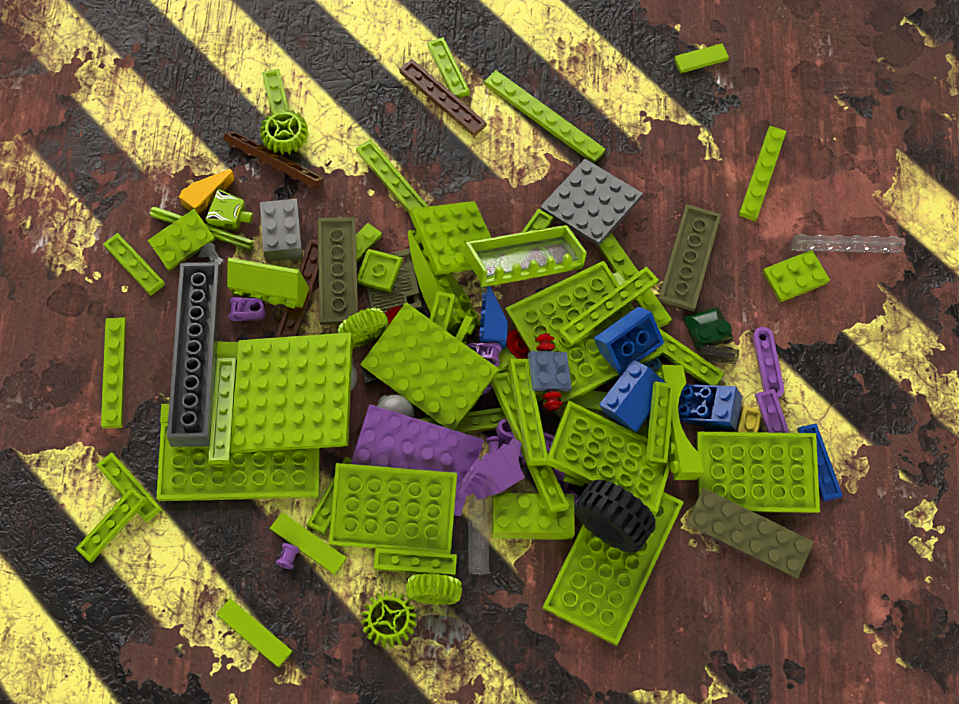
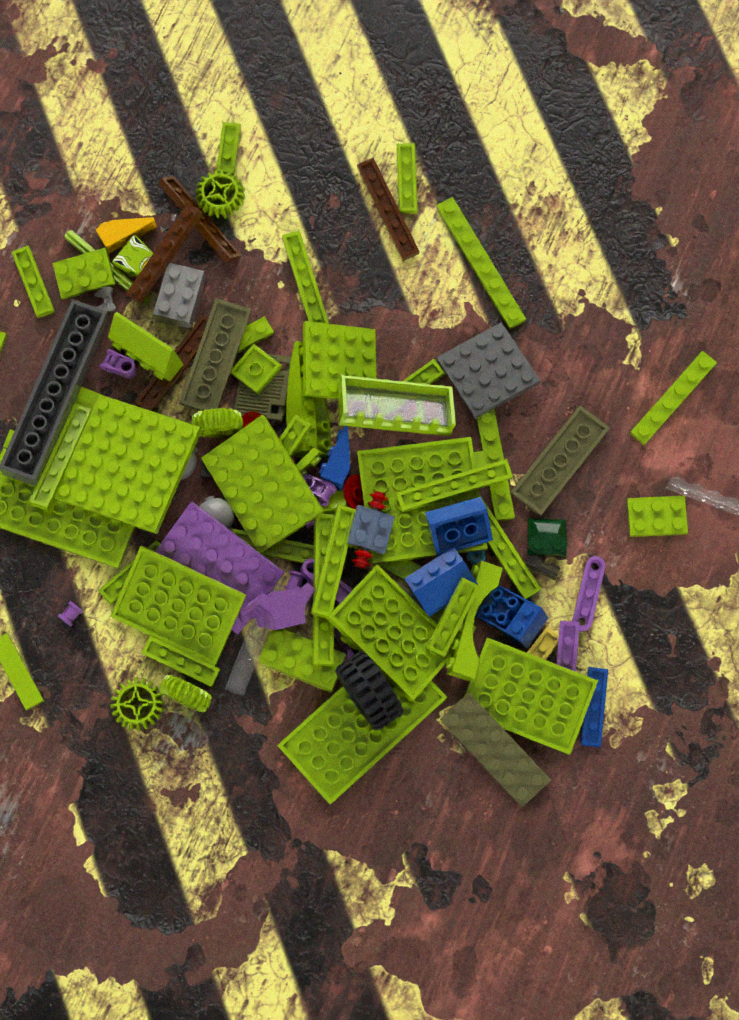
camera: 25 degrees right, 10 degrees up
(253, 196) = (164, 254): none -> reddish brown plate
(308, 543) = (93, 608): lime tile -> none
(701, 58) = (666, 253): lime tile -> none

